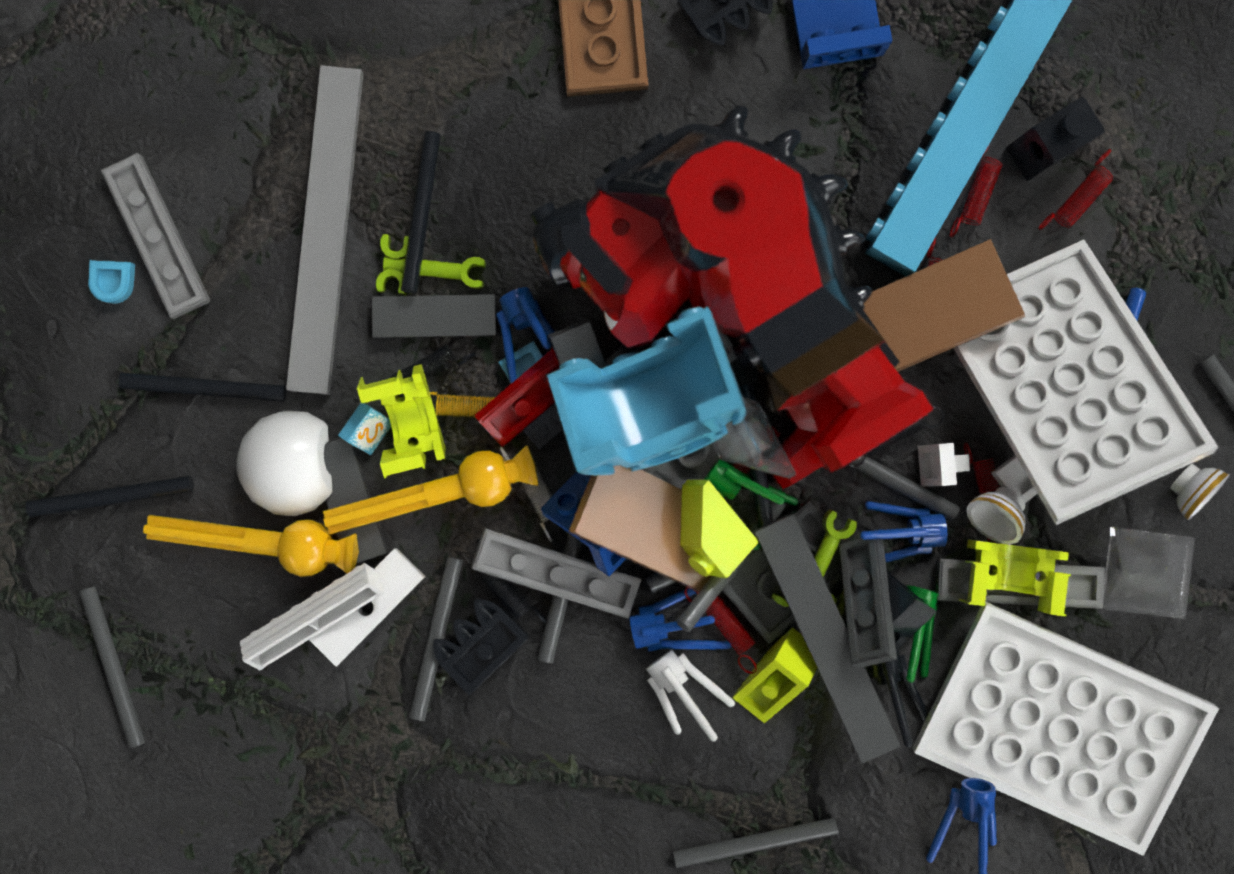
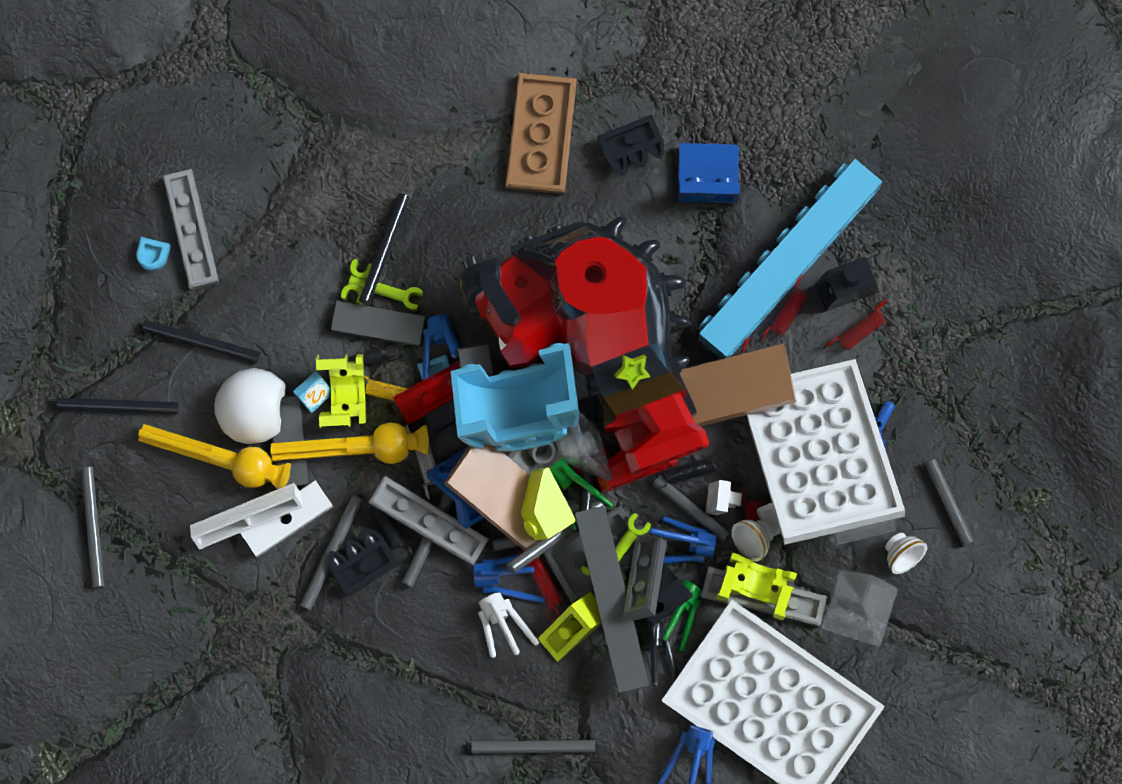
camera: 10 degrees right, 10 degrees down
(325, 230) = (312, 249): light grey tile -> none
(809, 328) = (632, 370): none -> lime piece

